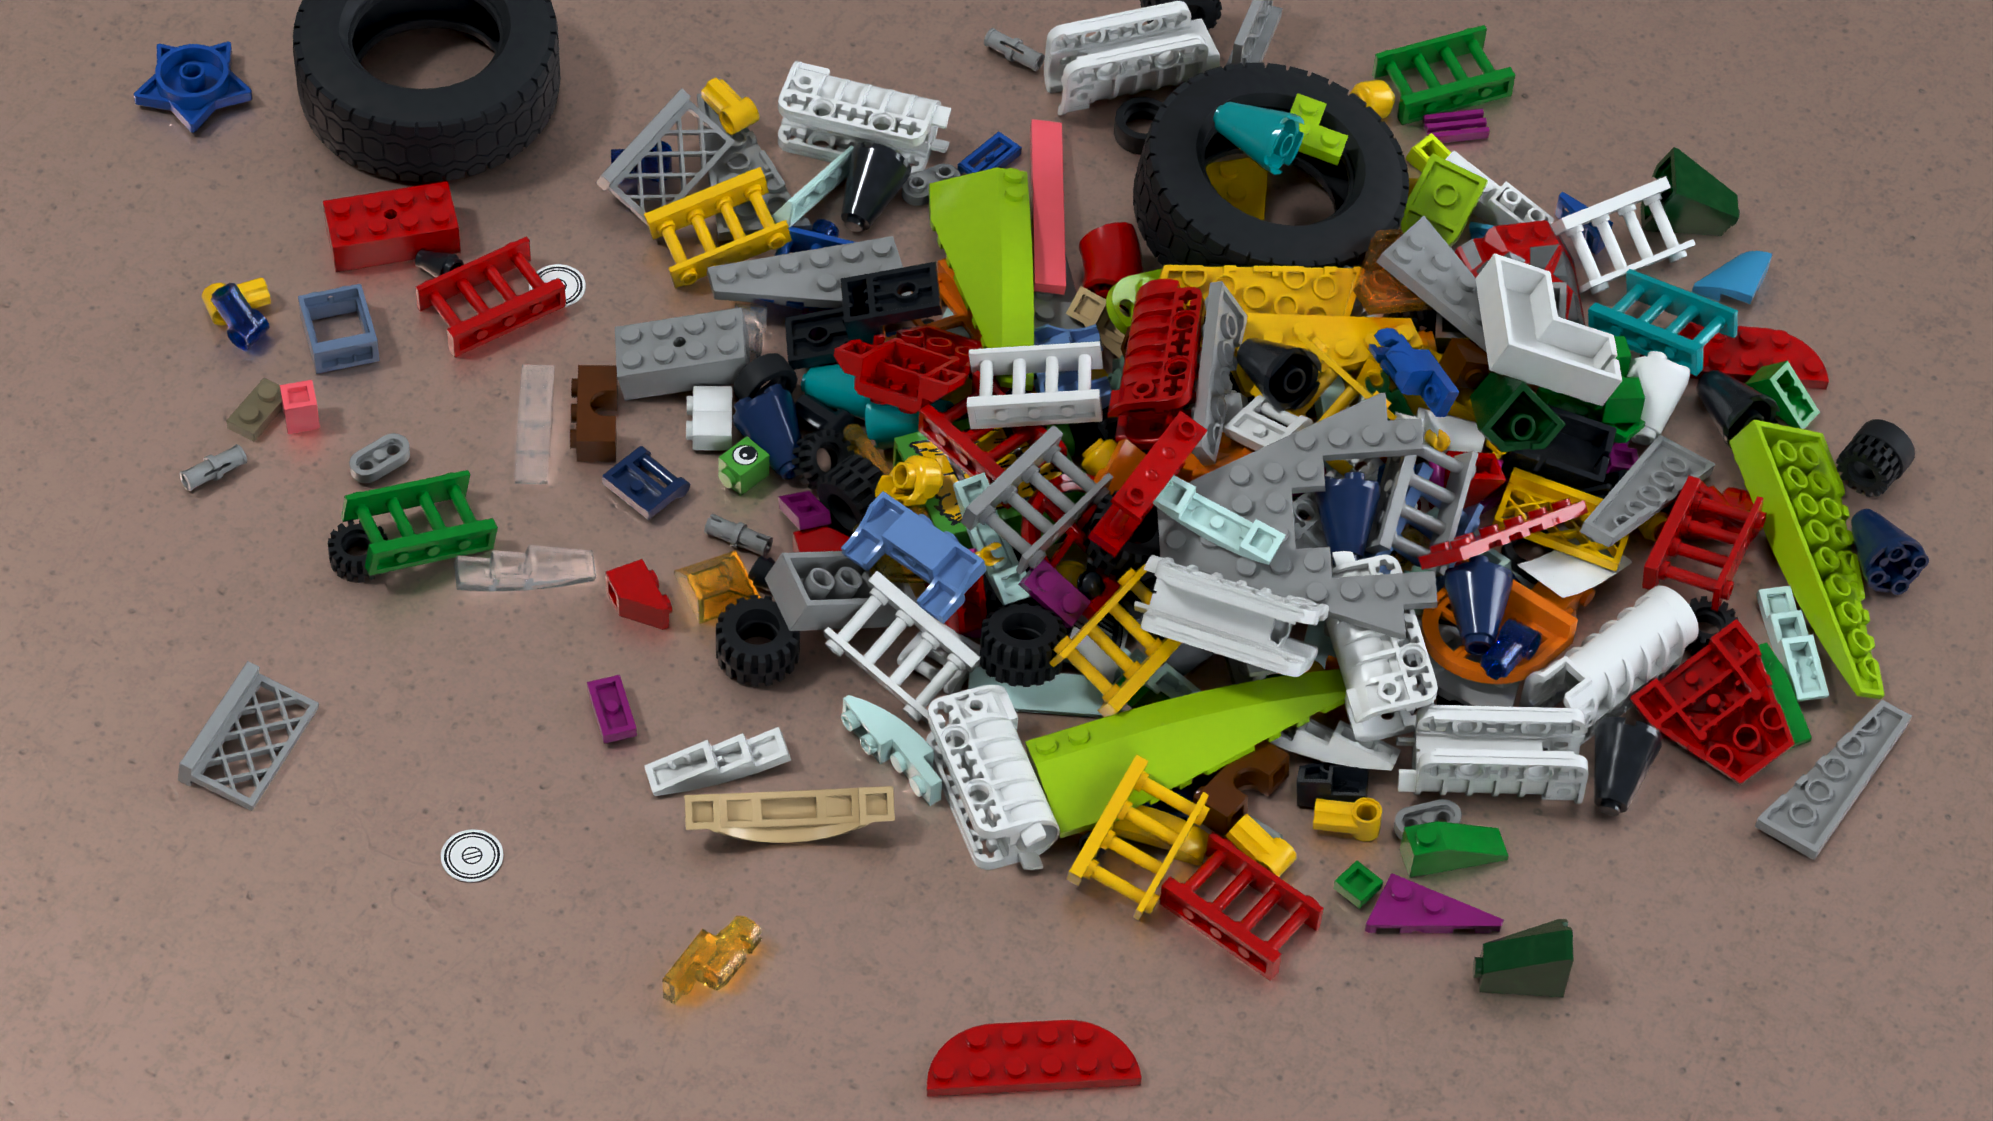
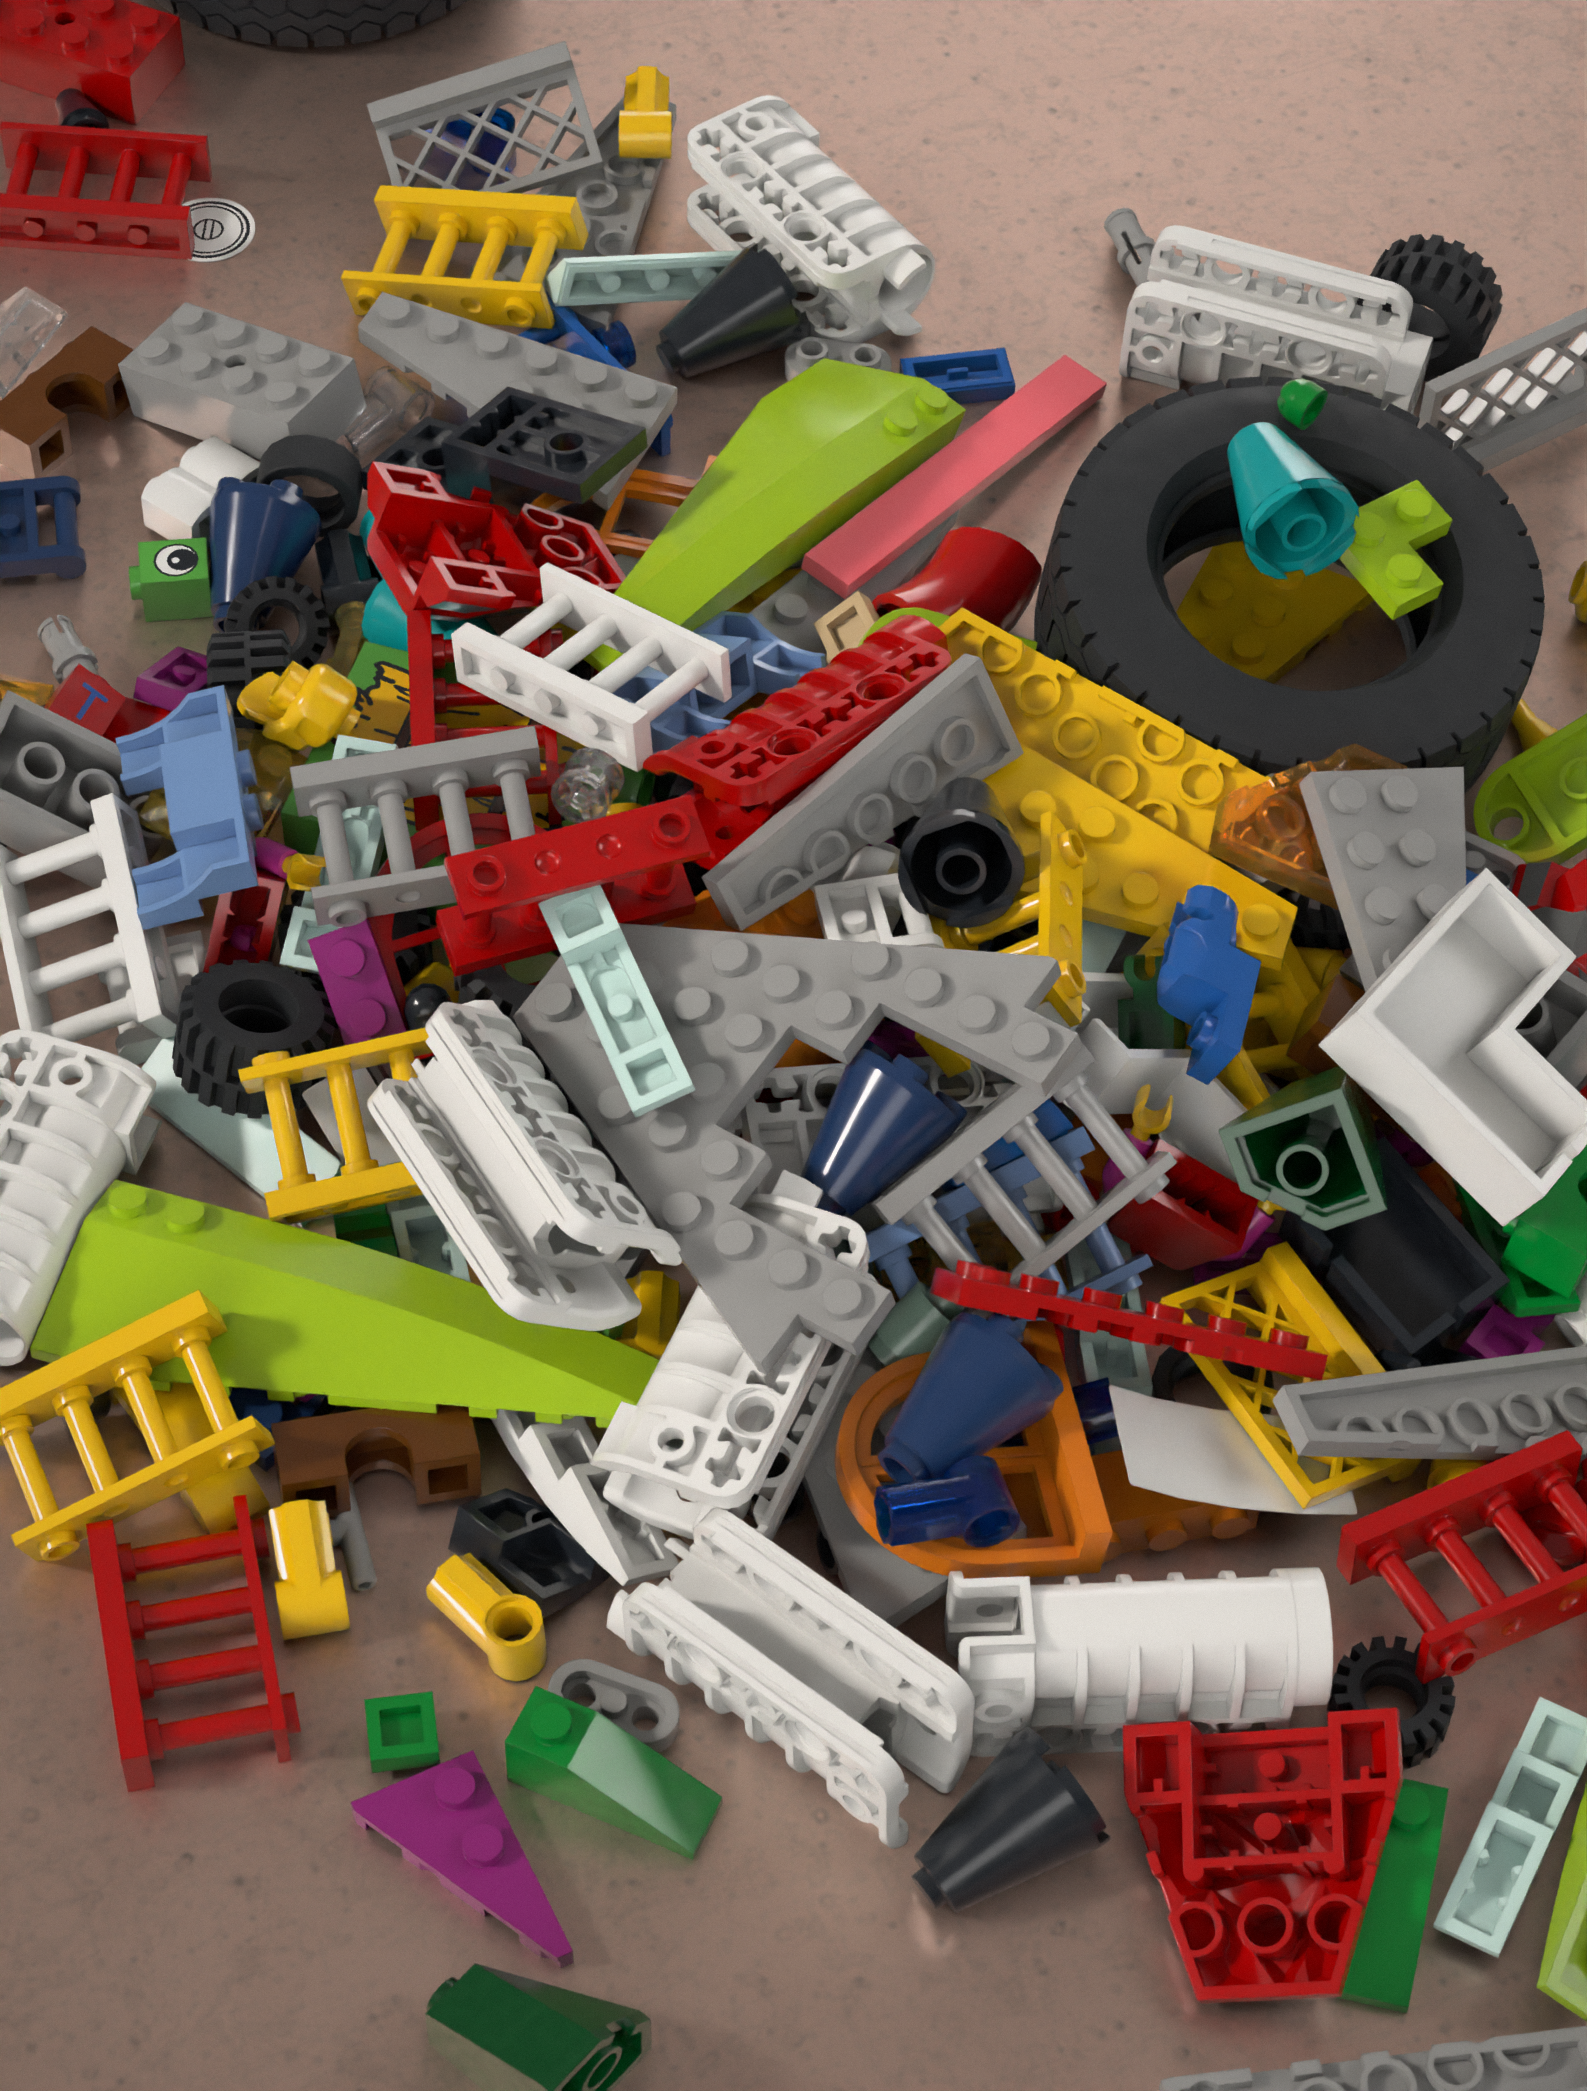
camera: 40 degrees right, 0 degrees up
(781, 541) = (86, 700): none -> red brick
(1082, 441) = (587, 785): none -> clear wheel
(1221, 83) = (1301, 402): none -> green hinge

